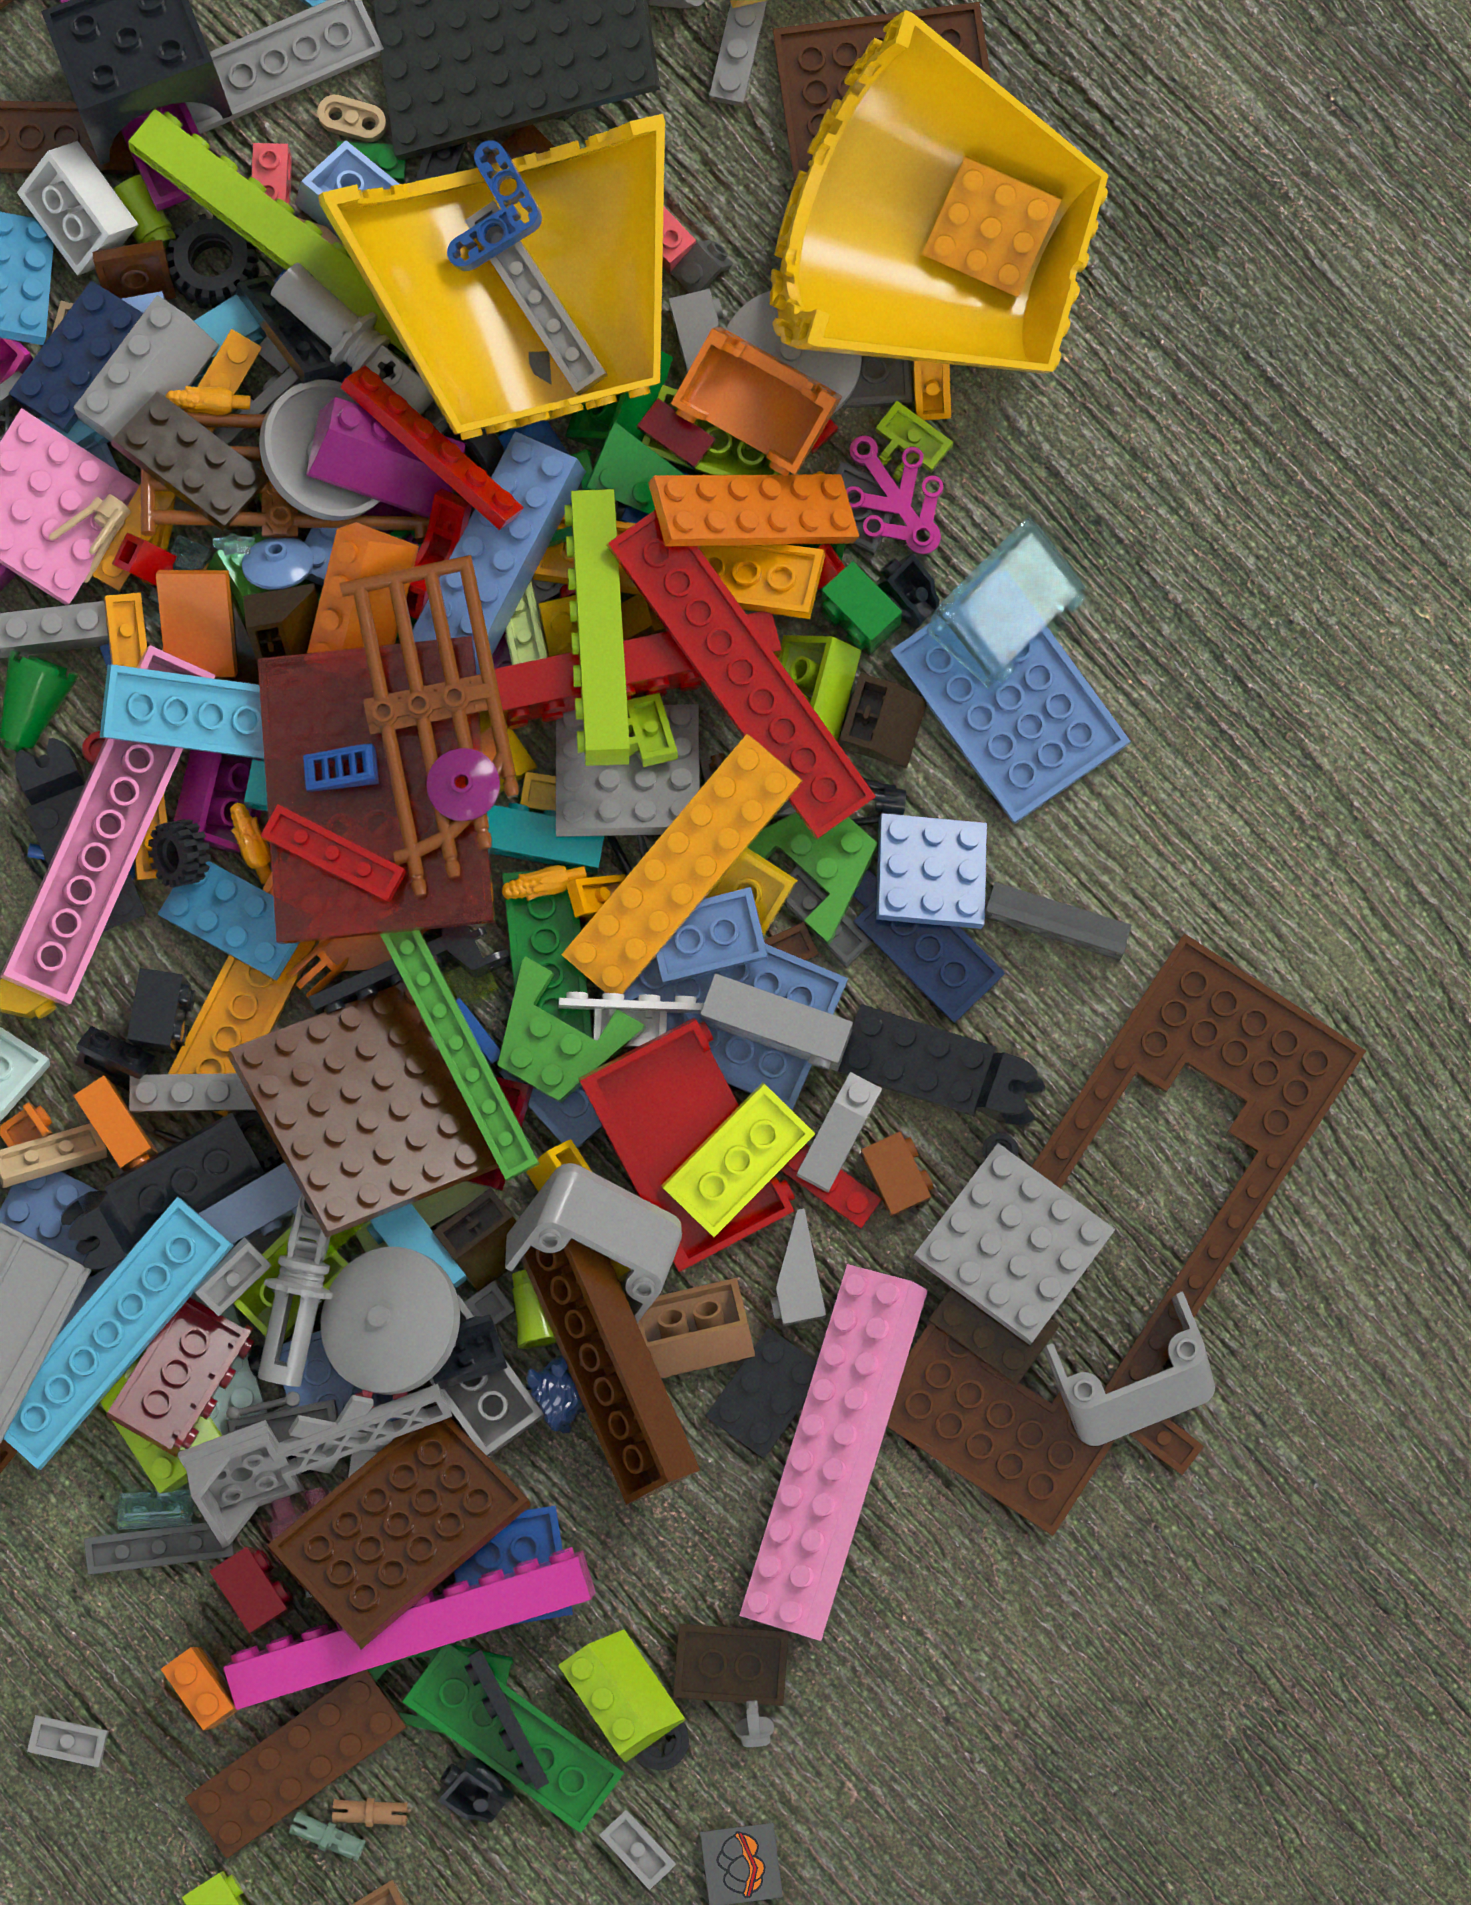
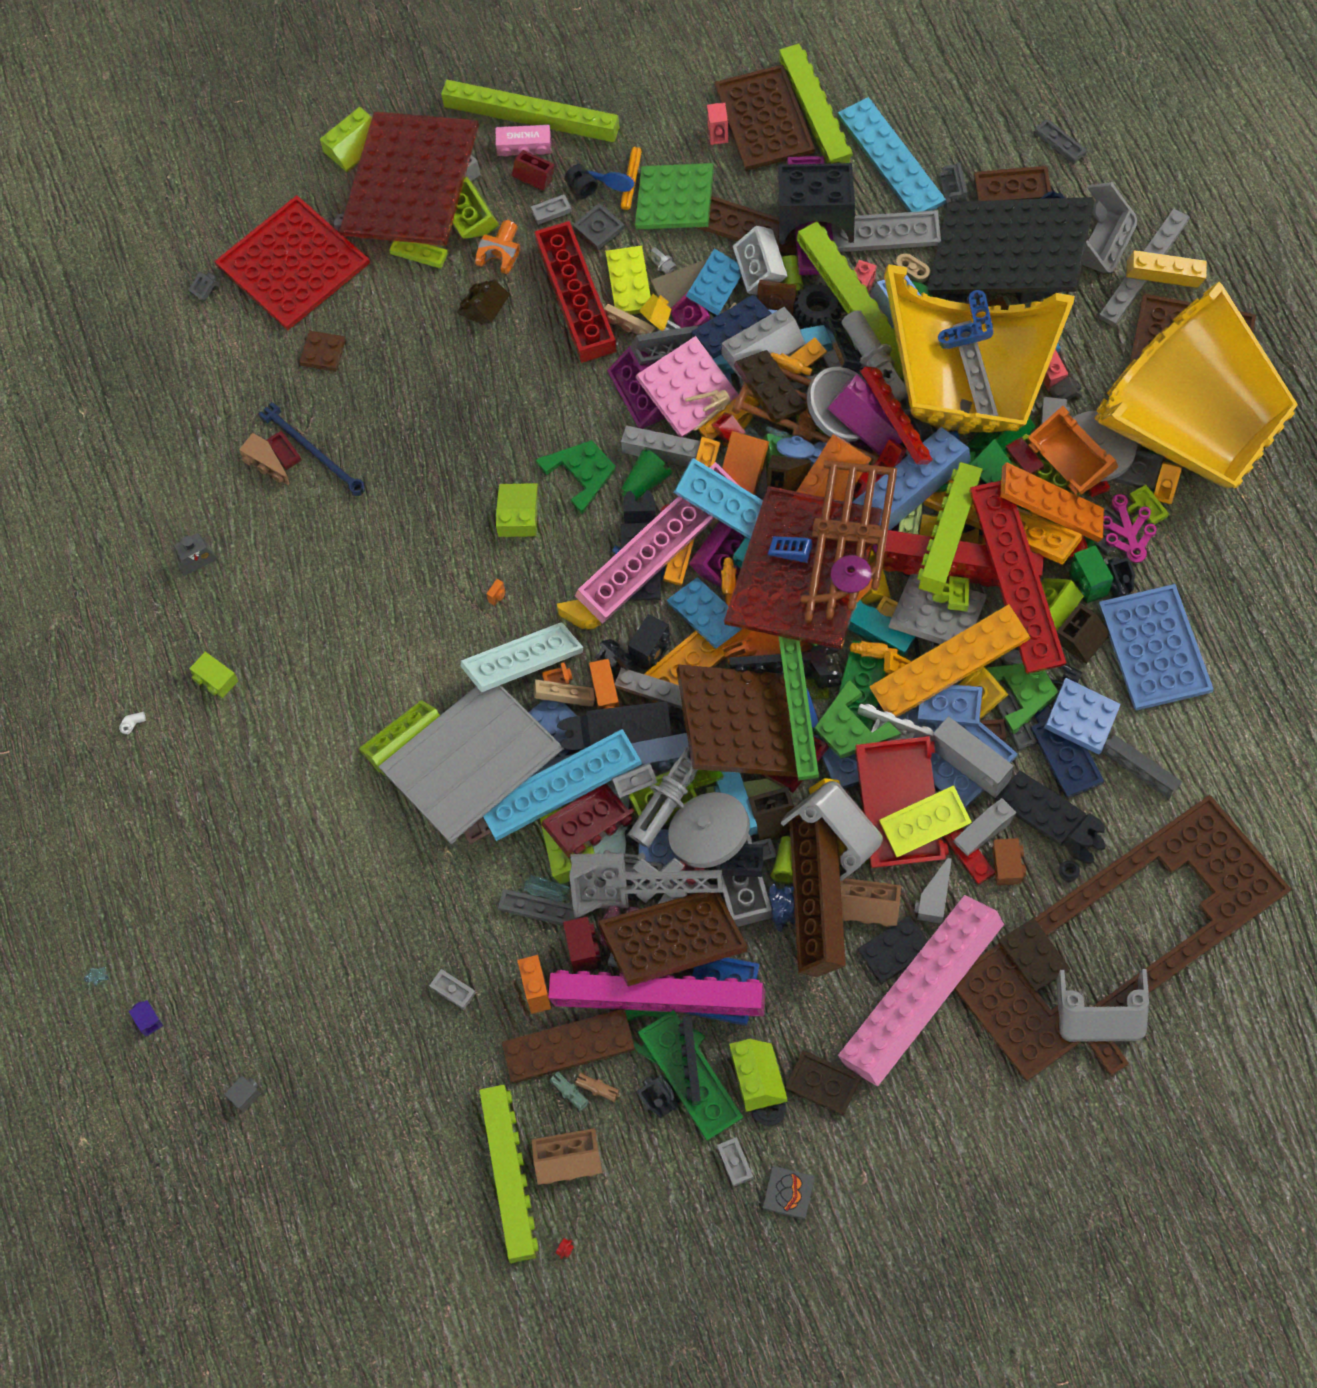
camera: 25 degrees right, 15 degrees down
(179, 853) = (690, 569): black tyre -> none
(333, 853) = (770, 586): red plate -> none
(754, 1730) = (822, 1122): light grey piece -> none
(991, 226) = (1226, 415): light orange plate -> none
(1006, 603) = (1169, 595): clear light blue windscreen -> none
(1013, 1243) = (1060, 916): light grey plate -> none

